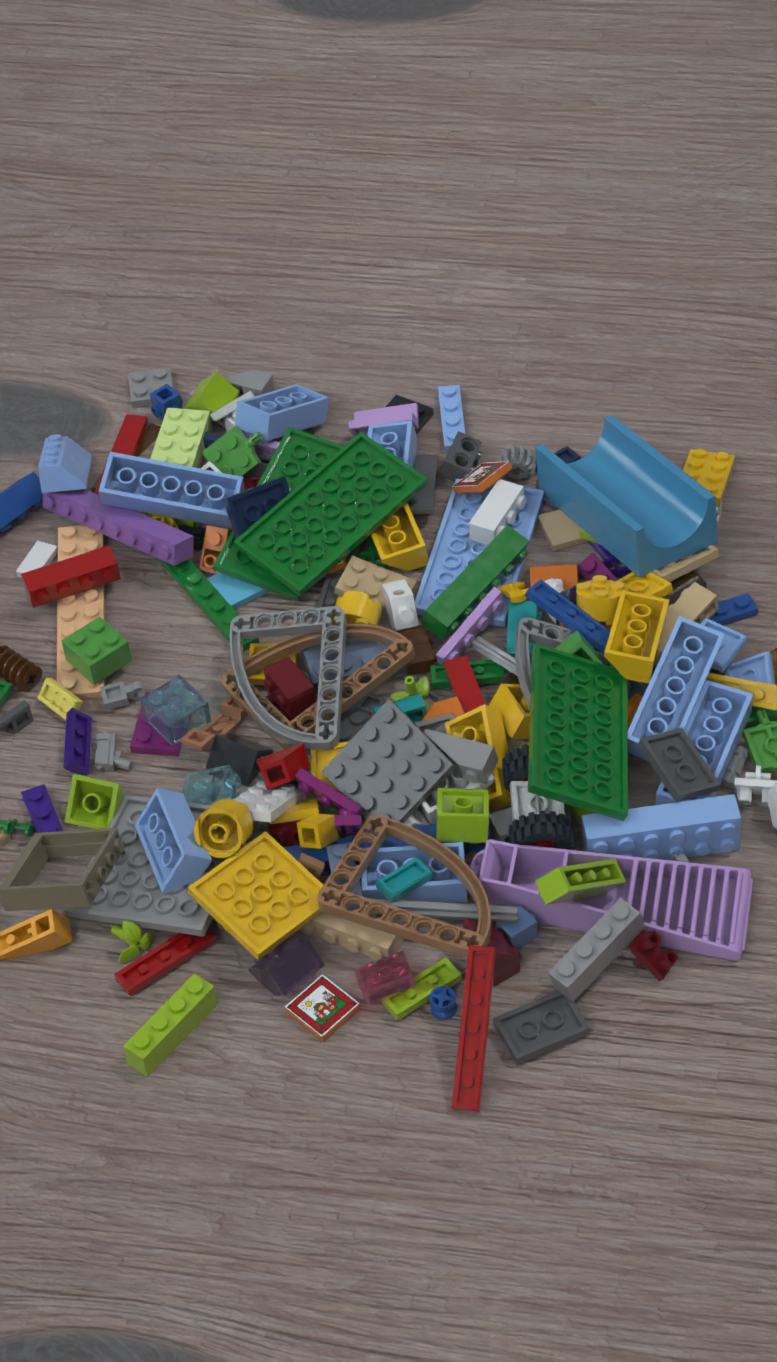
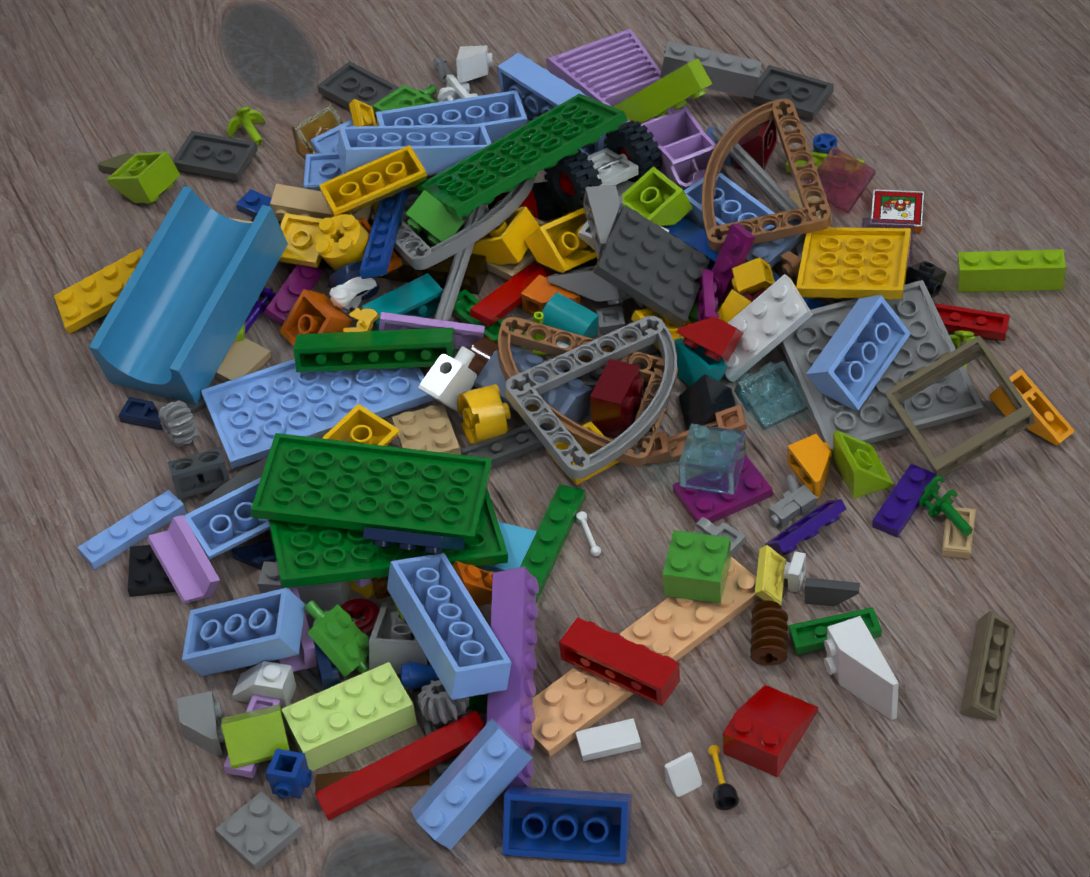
camera: 125 degrees left, 0 degrees up
(48, 714) = (795, 571): none -> white plate
(130, 774) = (810, 462): none -> light orange slope
(221, 964) = (929, 273): none -> black brick
(222, 640) = (582, 518): none -> white hinge
(224, 828) = (827, 297): yellow brick -> none
(230, 407) = (258, 693): white tile -> none
(404, 879) = (753, 195): teal tile -> none
(474, 1028) = (841, 94): red tile -> none
(482, 477) = (228, 421): tile -> none
(497, 511) = (267, 390): white brick -> none
(679, 764) = (496, 102): dark grey plate -> none

